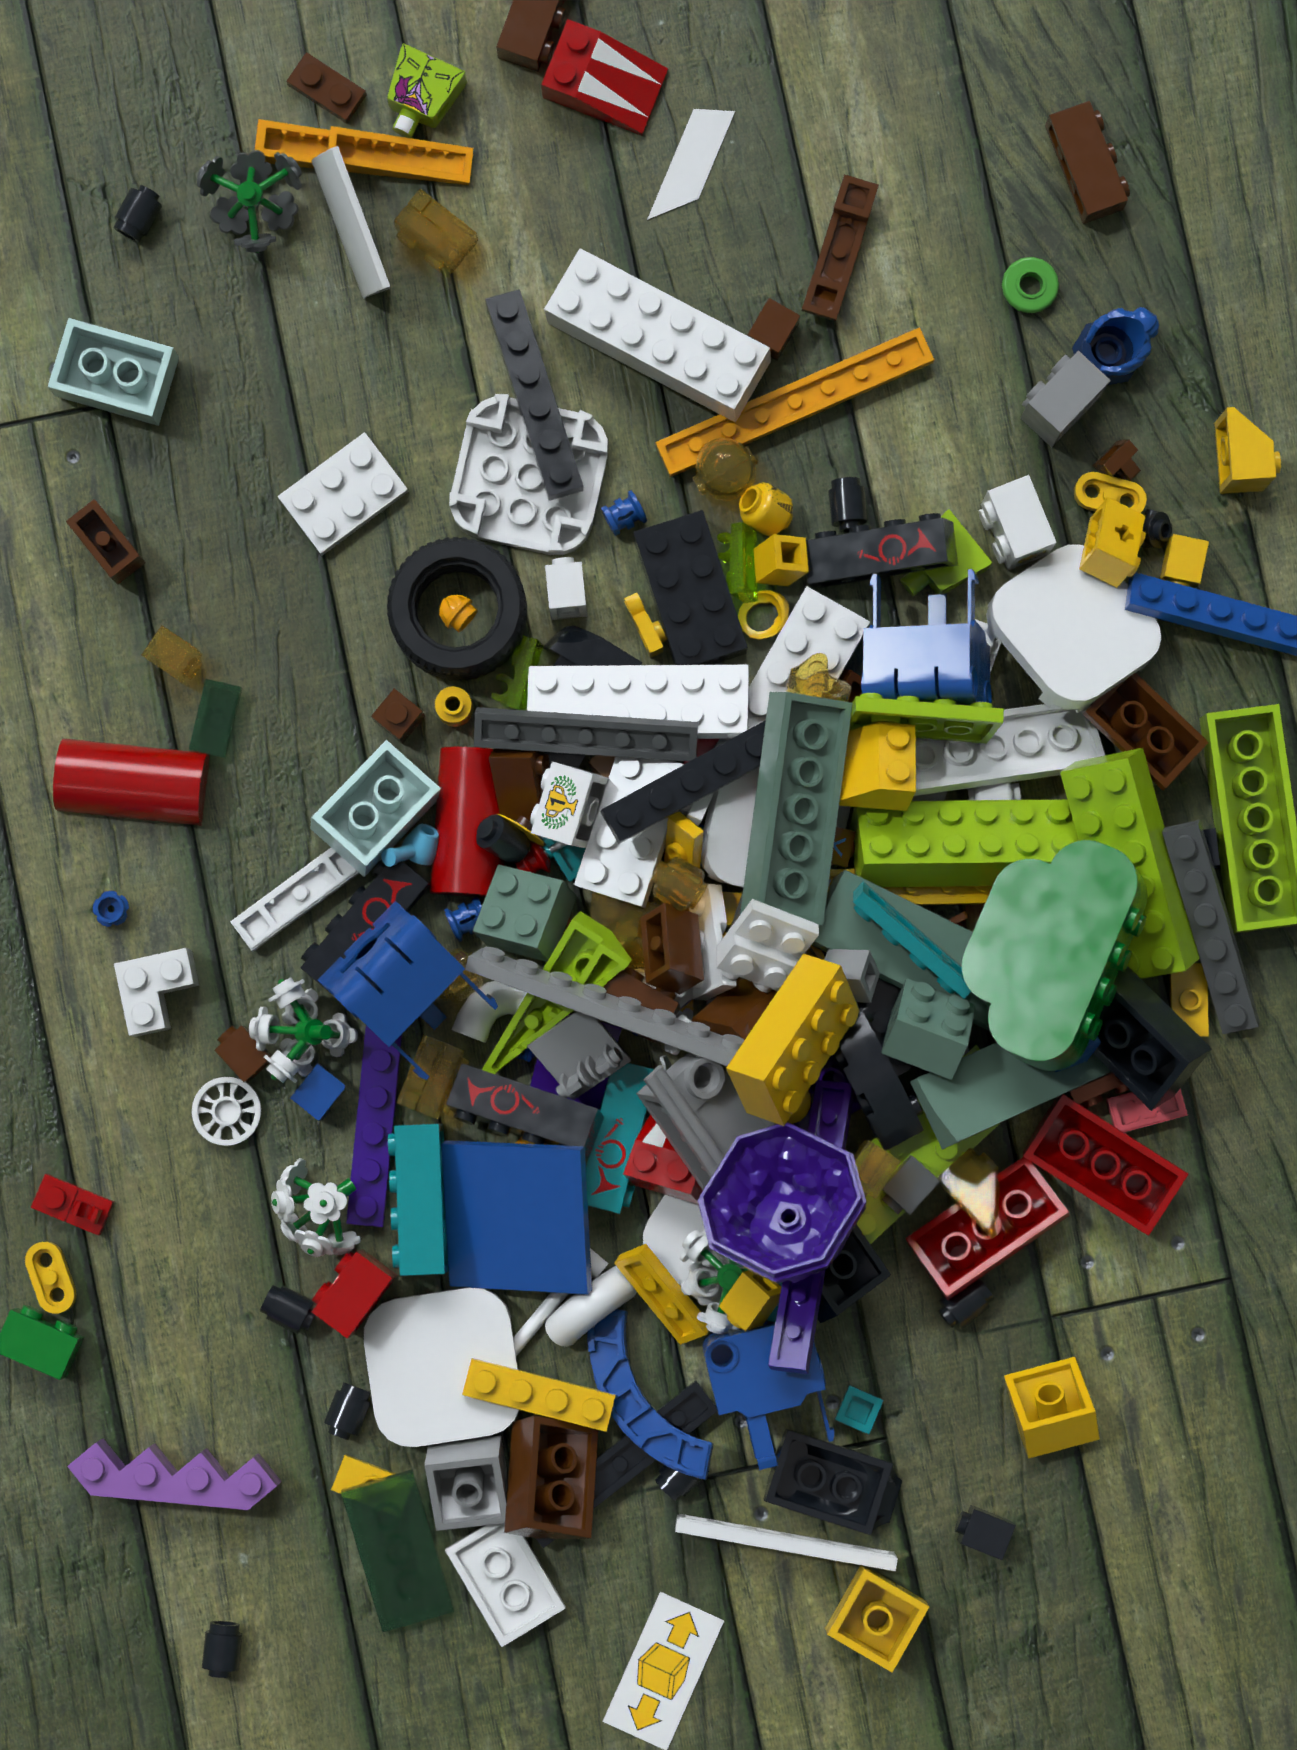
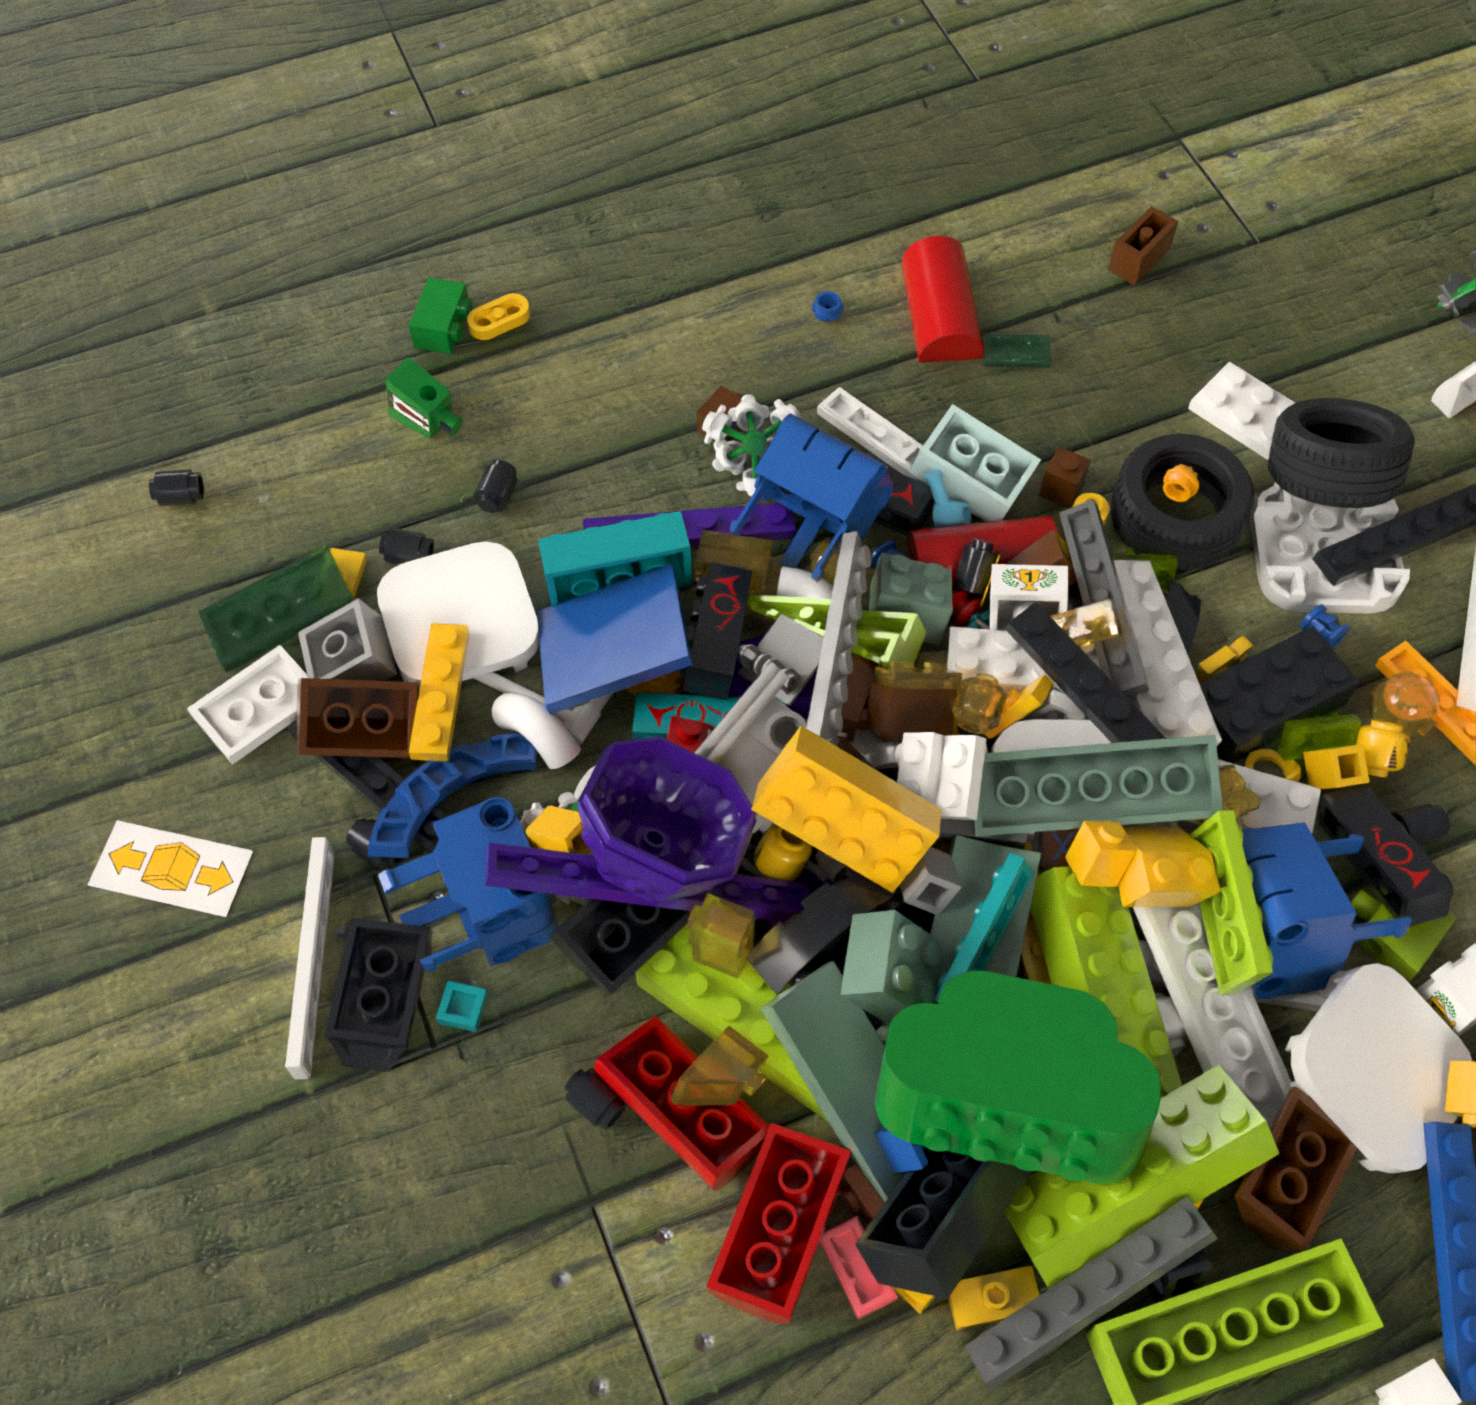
camera: 80 degrees right, 25 degrees down
(72, 1204) = (565, 325): red plate -> none
(113, 371) = (1290, 228): light aqua brick -> none
(137, 213) = (1430, 227): black brick -> none
(144, 984) = (765, 336): white brick -> none
(156, 1479) = (329, 435): medium lavender brick -> none
(157, 1386) = (420, 401): none -> green torso
(173, 655) = (1062, 309): clear yellow brick -> none
(226, 1111) = (668, 417): white wheel -> none
(318, 1092) = (699, 470): blue panel -> none
(323, 1206) = (601, 465): white plant -> none
(353, 1293) = (515, 520): red brick -> none
(407, 413) = (1340, 452): none -> black tyre
(565, 589) = (1233, 582): white brick -> none
(618, 766) = (1089, 623): none -> clear yellow plate
(649, 937) = (904, 675): none -> clear yellow plate
(661, 1293) = (565, 774): yellow plate -> none
(863, 820) = (1100, 853): none -> yellow brick
(877, 1618) = (232, 1059): yellow brick -> none
(908, 1186) = (713, 989): dark grey brick -> none
(984, 1531) = (338, 1165): black brick -> none
(1052, 1407) = (488, 1217): yellow slope -> none

